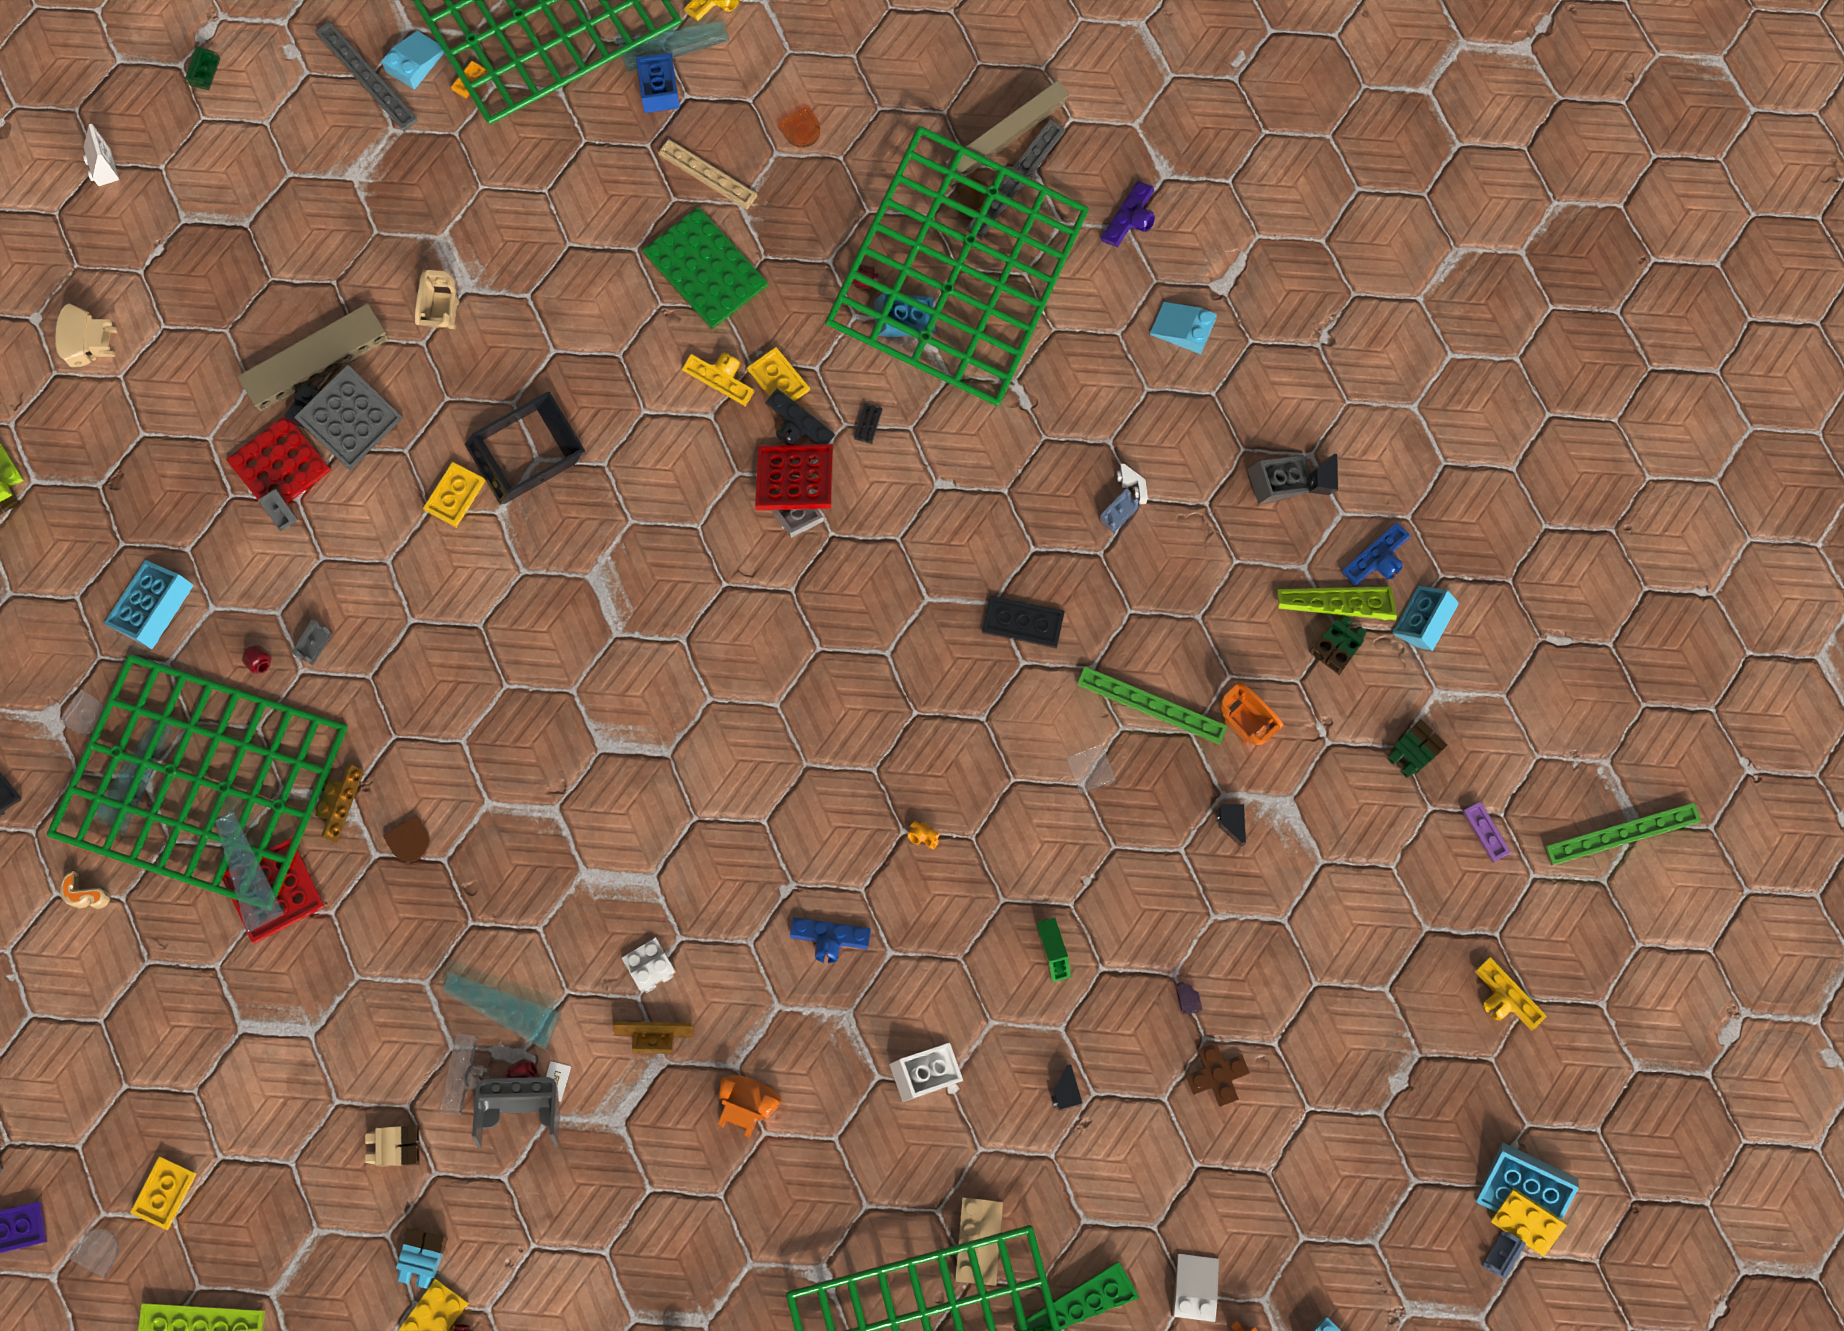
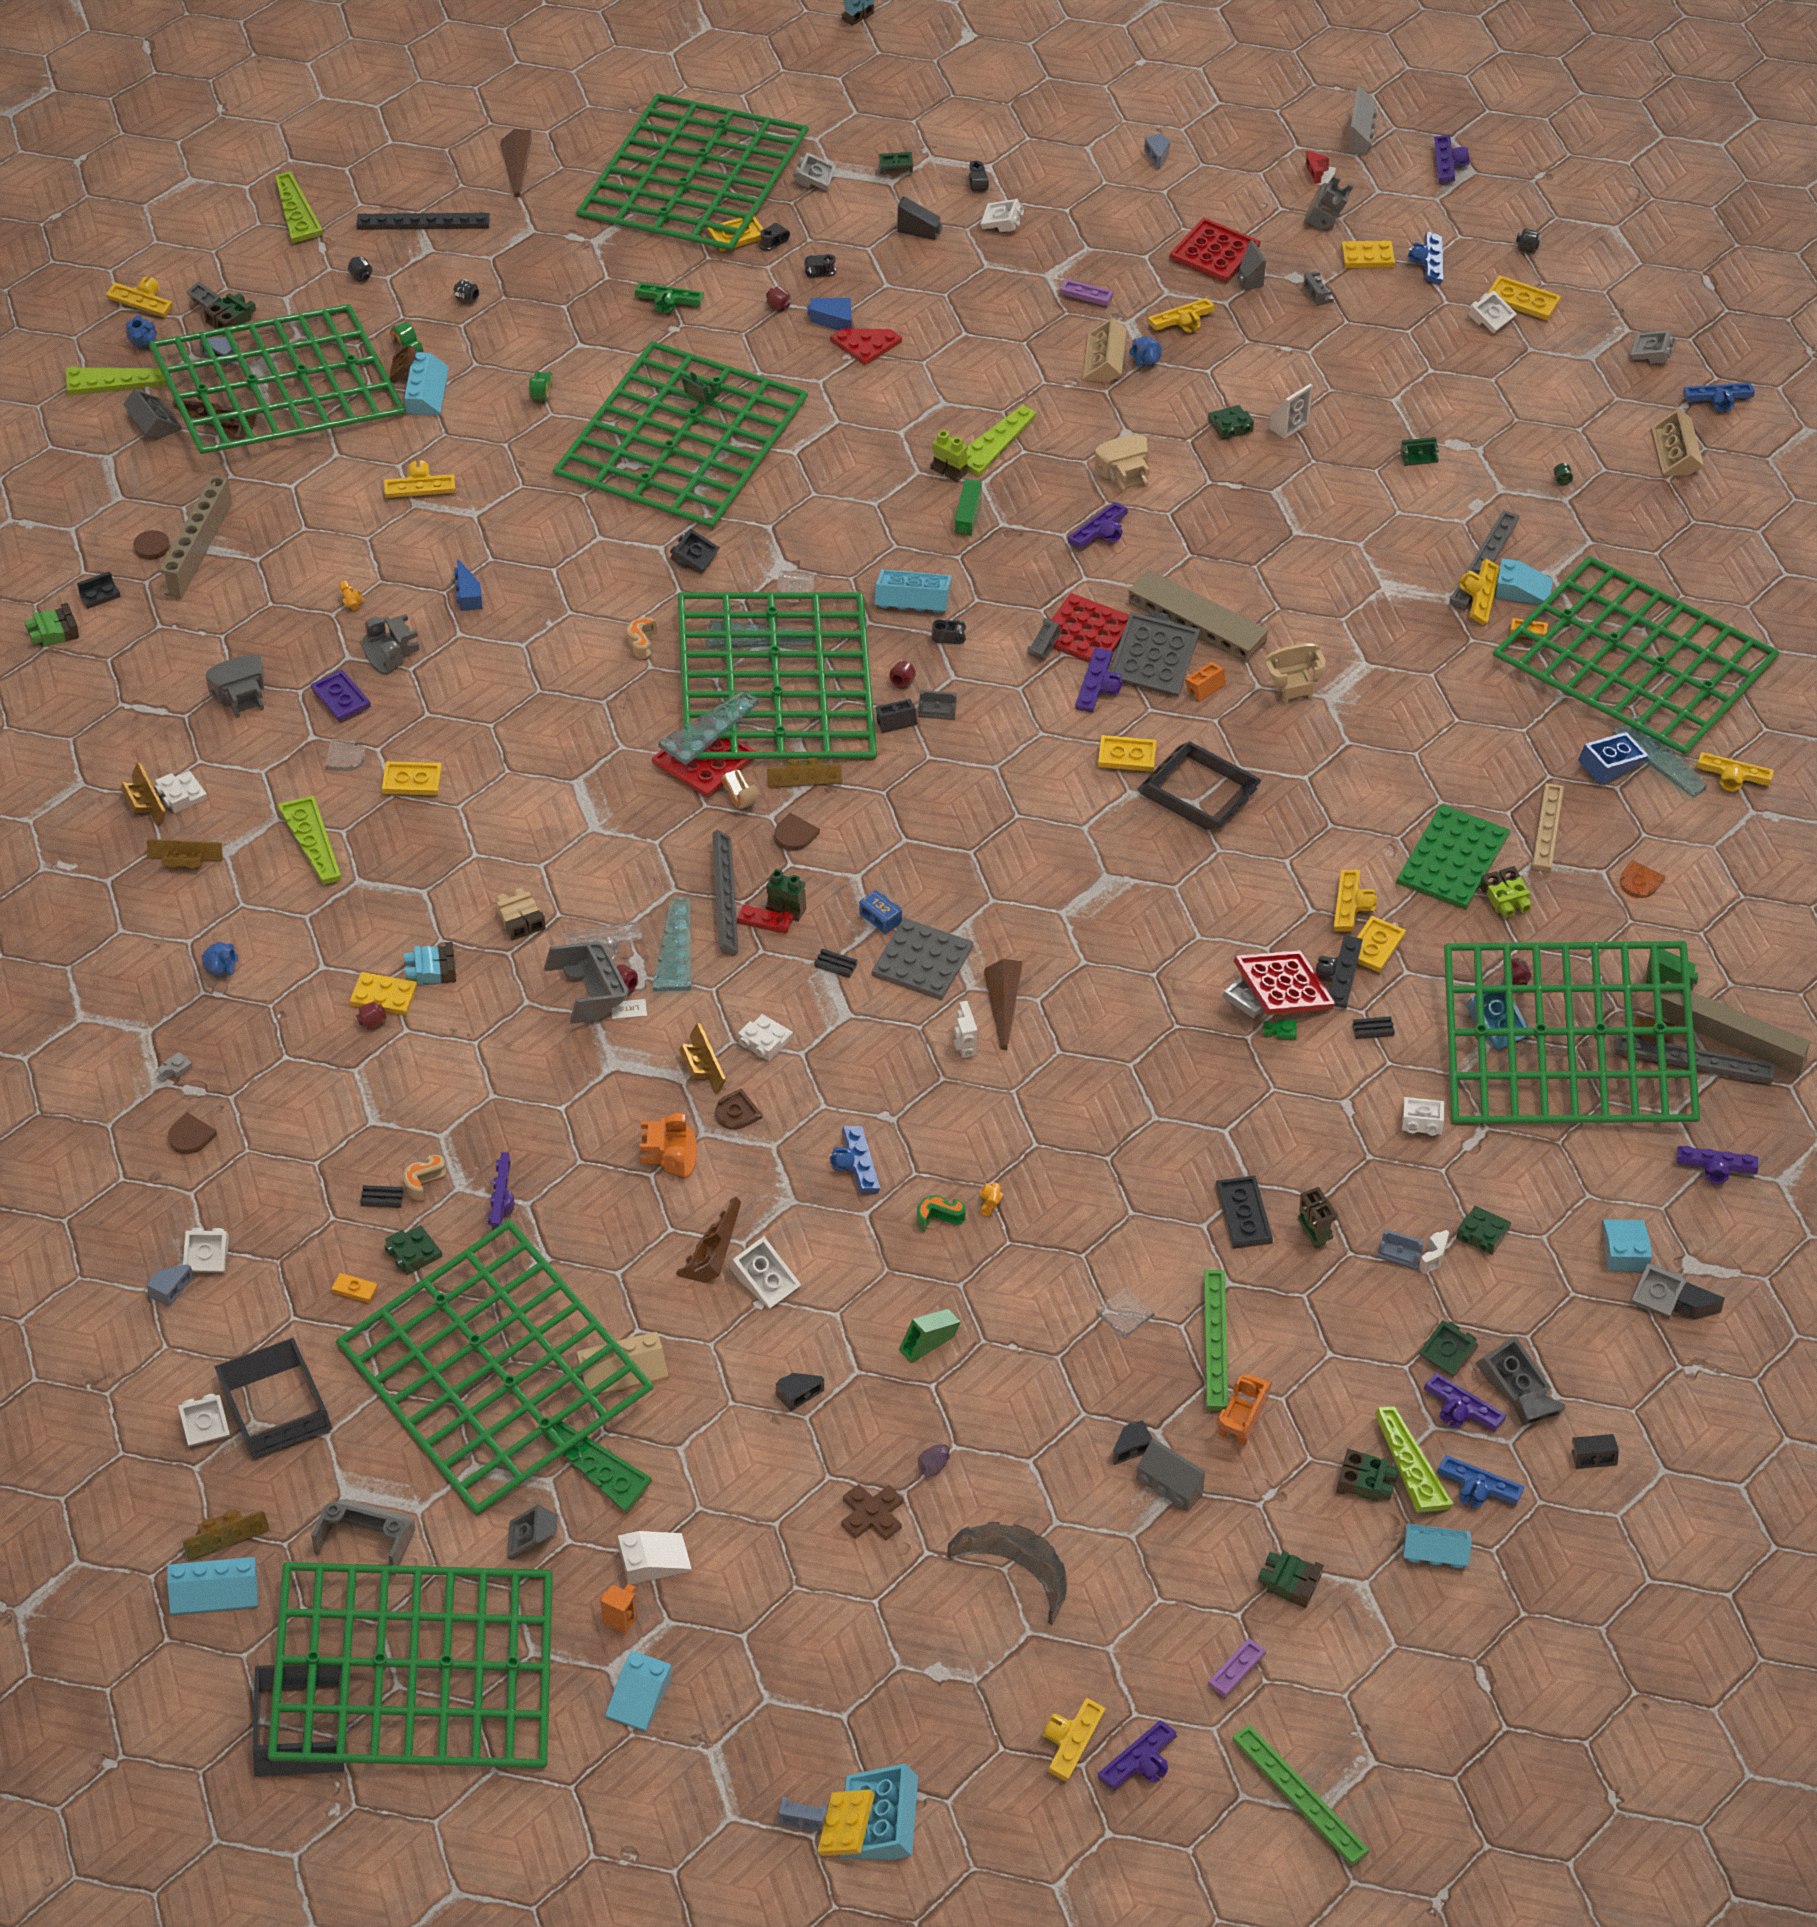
camera: 65 degrees right, 25 degrees down
(70, 508) = (968, 507): none -> green slope
(74, 217) = (1231, 422): none -> dark green plate
(154, 395) = (1102, 525): none -> dark purple plate
(224, 590) = (946, 631): none -> black piece
(307, 686) = (896, 715): none -> black hinge
(334, 873) = (740, 792): none -> tan animal
(352, 482) = (1098, 680): none -> dark purple plate
(399, 385) = (1206, 680): none -> orange hinge
(407, 97) = (1482, 589): none -> yellow plate
(456, 936) = (725, 892): none -> dark grey plate
(488, 881) = (786, 894): none -> dark green hips
(504, 910) = (765, 919): none -> red plate
(546, 798) = (880, 911): none -> blue brick
(598, 853) = (836, 961): none -> black tile
(617, 782) = (922, 958): none -> dark grey plate
(686, 723) = (1003, 987): none -> reddish brown wedge
(724, 1025) = (736, 1110): none -> reddish brown tile
(735, 780) = (965, 1032): none -> white plate
(745, 1289) = (502, 1199): none -> dark purple plate
(768, 241) = (1506, 892): none -> lime hips
(840, 499) = (1283, 1029): none -> green plate
(885, 1115) = (712, 1247): none -> reddish brown wedge
(916, 884) = (940, 1208): none -> green animal
(924, 147) = (1670, 969): none -> green slope
(986, 426) = (1423, 1116): none -> white plate
(1074, 569) = (1316, 1216): none -> dark brown hips
(1123, 433) = (1483, 1230): none -> dark green plate
(1237, 518) = (1449, 1347): none -> dark green plate
(1243, 323) = (1659, 1289): none -> light grey plate
(1266, 301) = (1698, 1302): none -> black slope
(1285, 806) = (1171, 1475): none -> dark grey slope
(1296, 533) = (1462, 1404): none -> dark purple plate
(1317, 953) = (1022, 1547): none -> clear smoke windscreen
(1381, 450) = (1595, 1451): none -> black hinge
(1546, 948) = (1140, 1758): none -> dark purple plate

